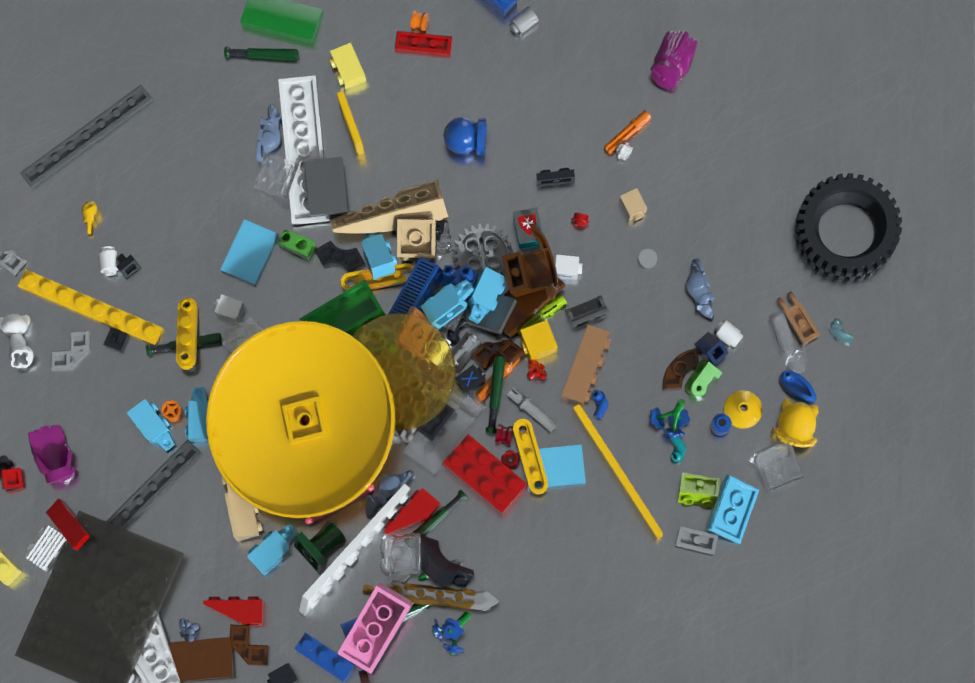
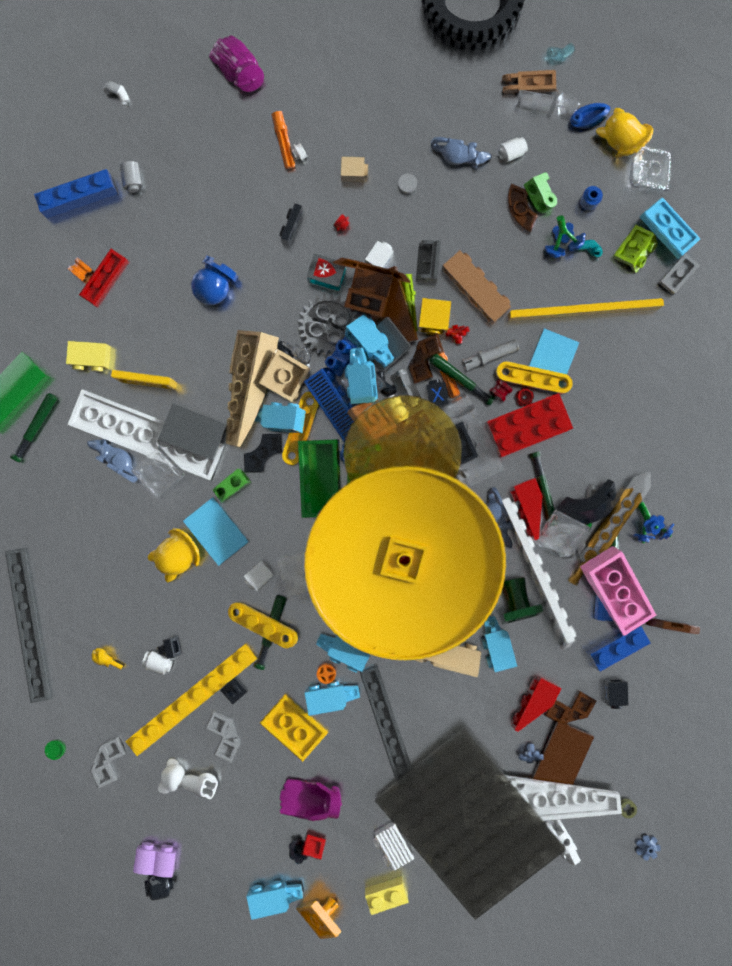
camera: 65 degrees left, 10 degrees up
(67, 524) = (383, 817): red tile -> none
(109, 408) = (294, 727): none -> yellow tile
(210, 227) = (175, 554): none -> yellow hair
(601, 403) = (514, 291): blue arm -> none
(711, 348) = (519, 170): dark blue brick -> none
(741, 418) = (576, 179): yellow dish -> none

